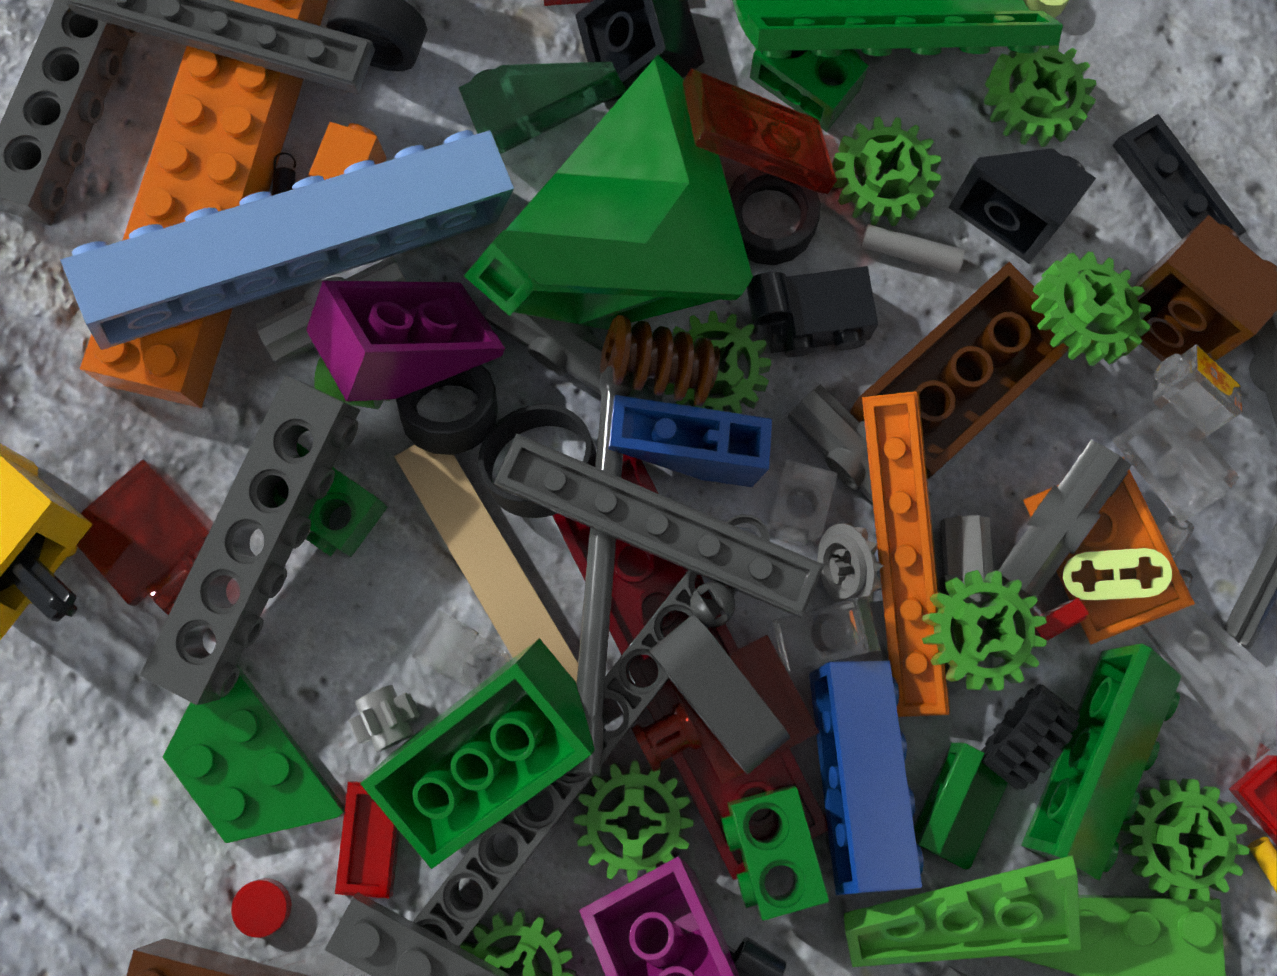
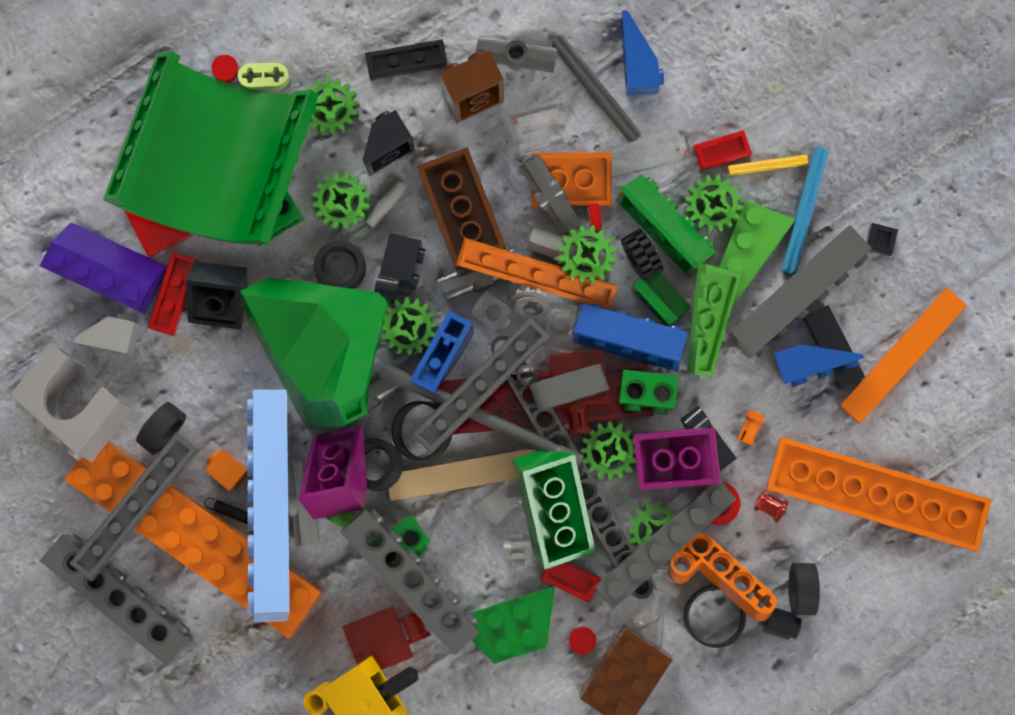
camera: 70 degrees left, 5 degrees up
(533, 98) = (230, 372): clear green slope -> none
(661, 358) = (400, 351): reddish brown piece -> none
(758, 132) = (300, 257): clear red tile -> none
(1091, 308) = (457, 140): bright green gear -> none
(1118, 587) = (591, 182): yellowish green beam -> none
(1196, 393) = (515, 107): clear brick -> none

